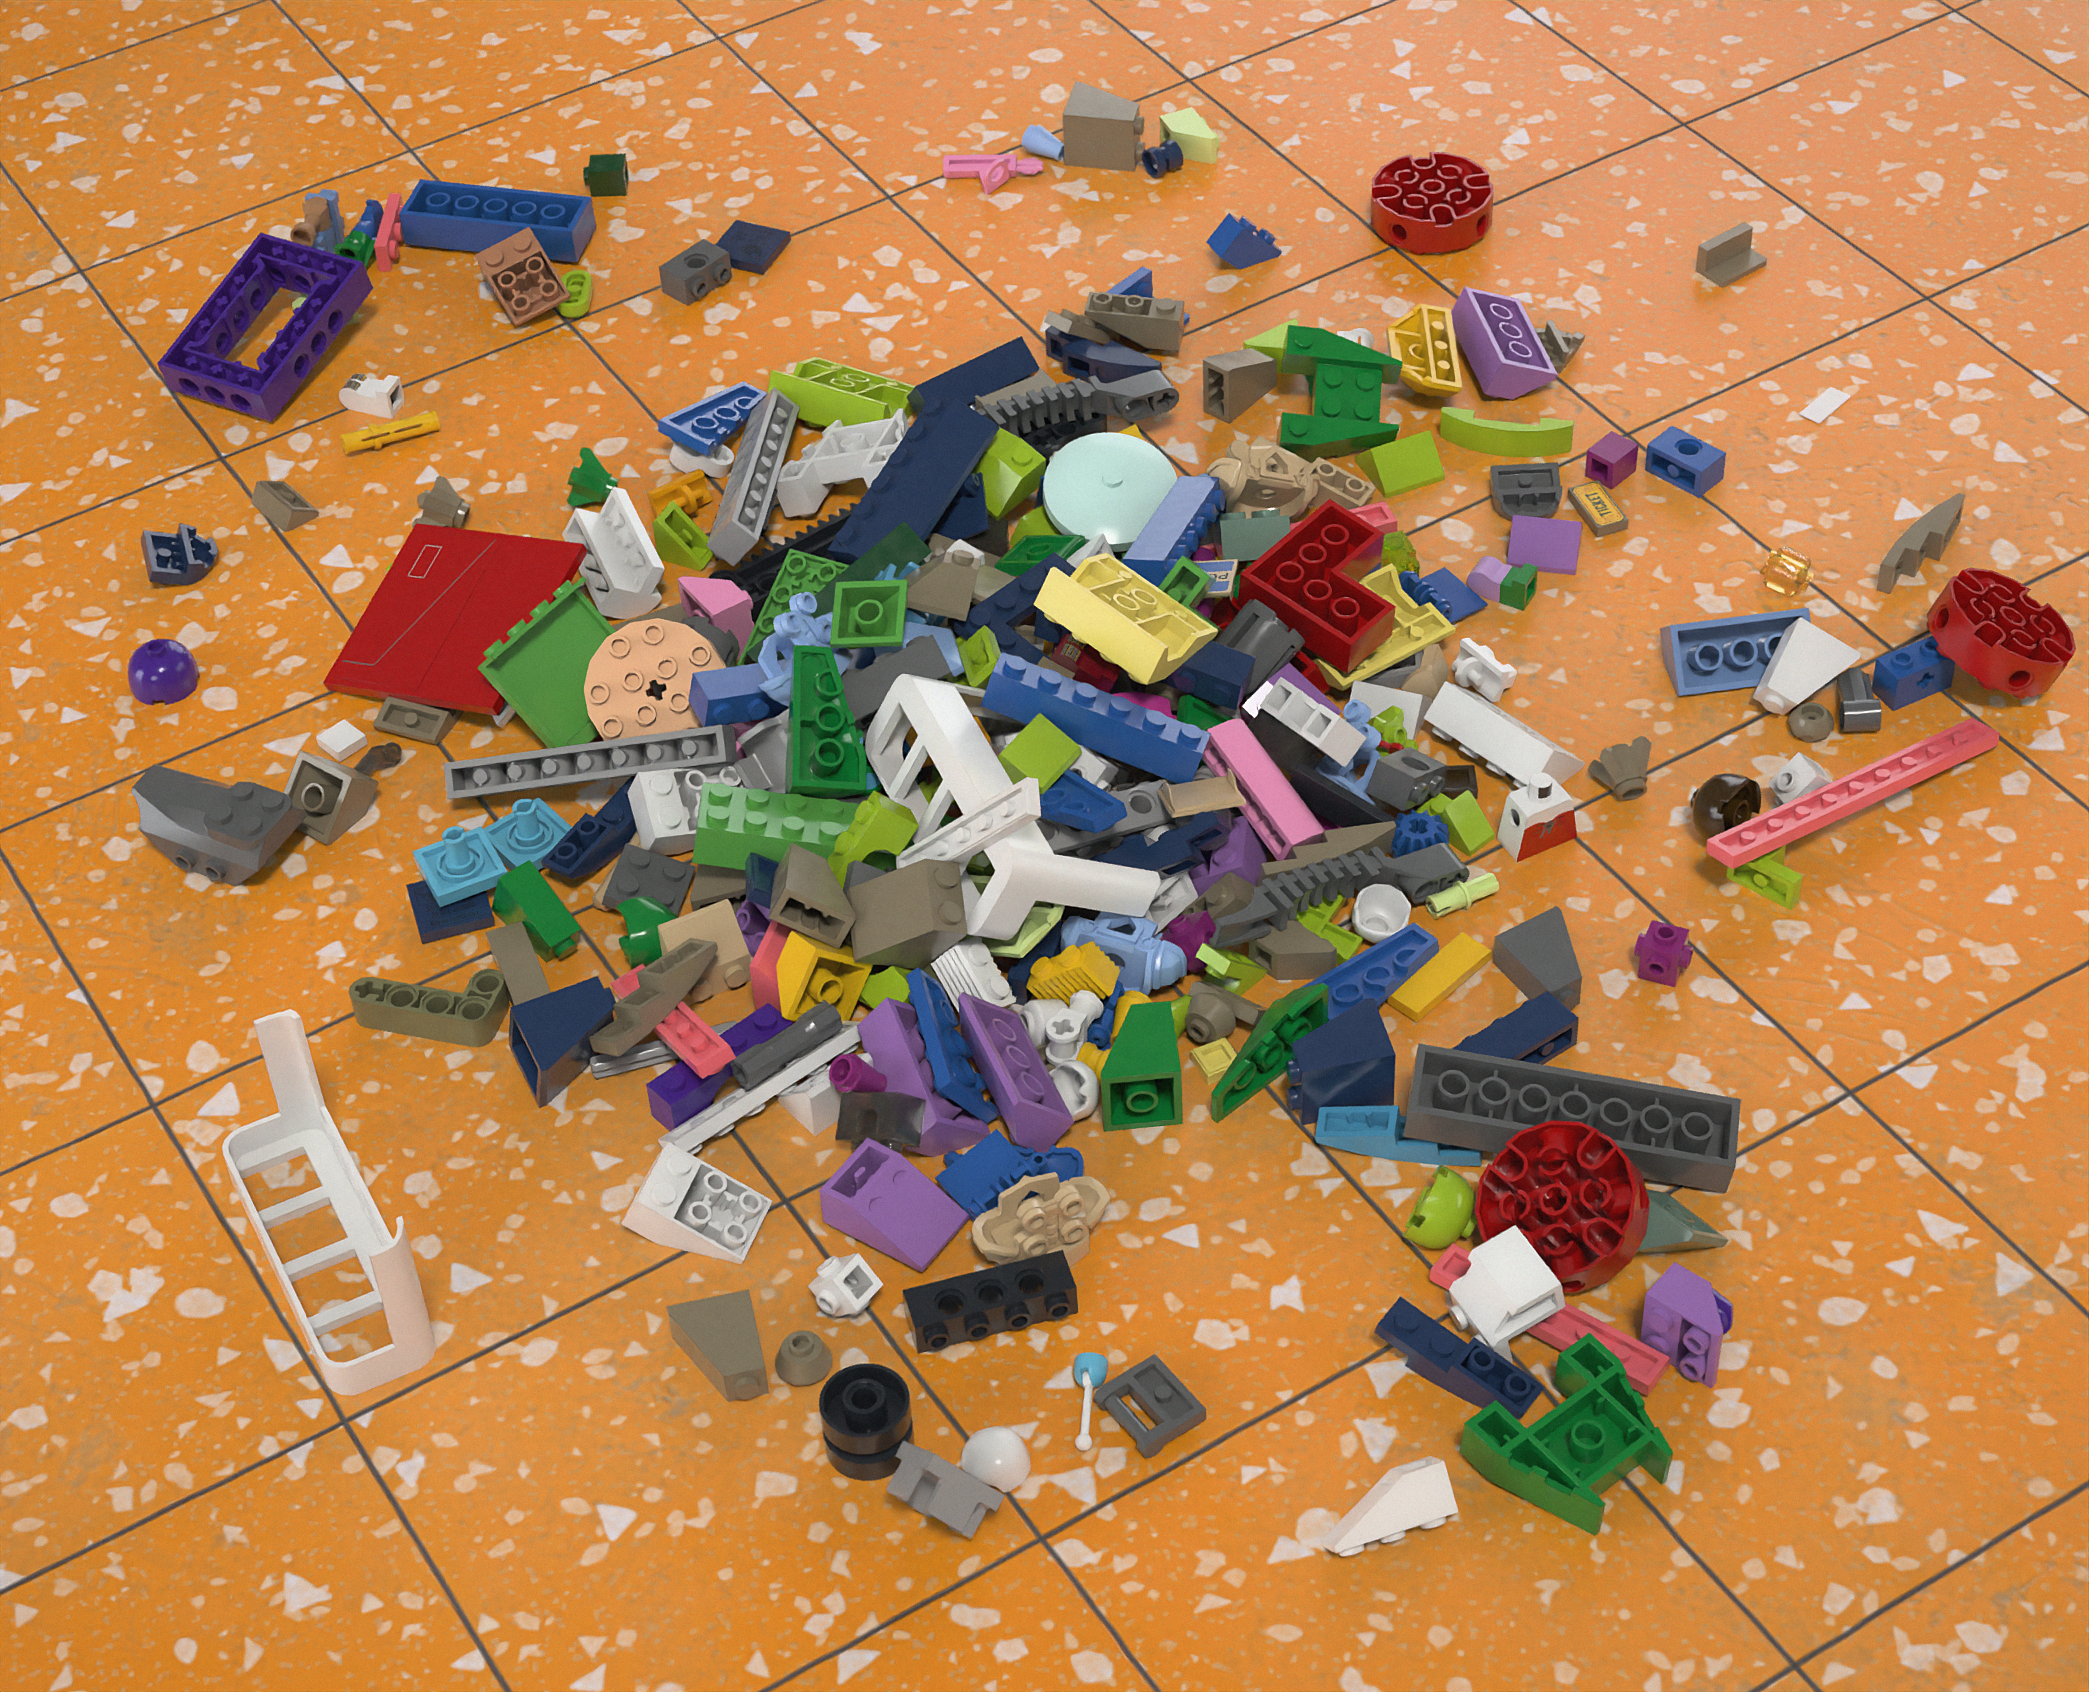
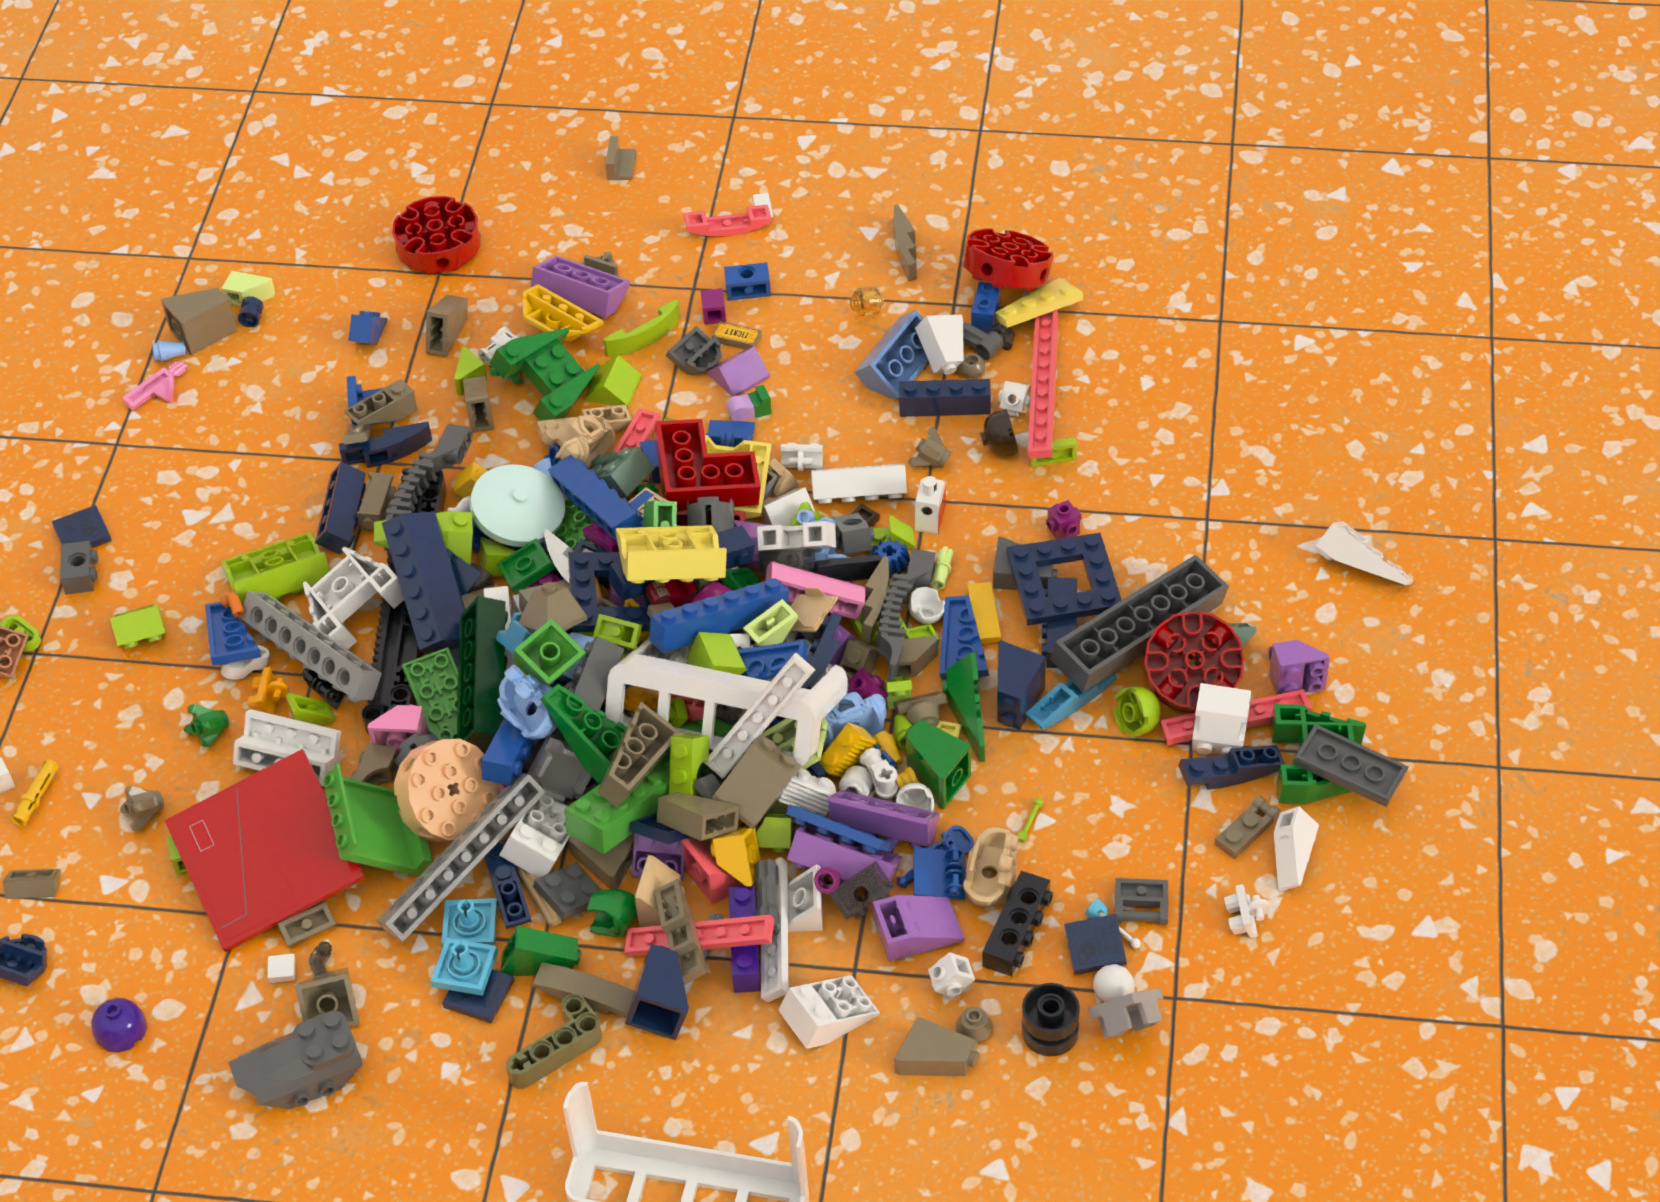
camera: 50 degrees left, 5 degrees up
(667, 356) = (138, 625): none -> lime slope
(757, 390) = (233, 601): none -> orange arm
(818, 784) = (638, 752): none -> dark tan wedge
(1036, 1399) = (1095, 943): none -> dark blue tile
(1135, 775) = (772, 625): none -> yellowish green slope
(1139, 1228) = (1023, 836): none -> lime hinge
(1241, 1523) = (1242, 902): none -> white hips
(1318, 288) = (445, 323): none -> dark tan slope
(1384, 1442) = (1247, 827): none -> dark tan plate
(1488, 1002) = (1042, 609): none -> dark blue plate
(1576, 1477) = (1350, 765): none -> dark grey tile
(1719, 373) = (728, 224): none -> coral slope
(1722, 727) = (944, 397): none -> dark blue brick
(1904, 722) = (1008, 335): none -> clear smoke arm
(1974, 1266) = (1349, 547): none -> white wedge
(1989, 713) = (1041, 301): none -> light yellow wing

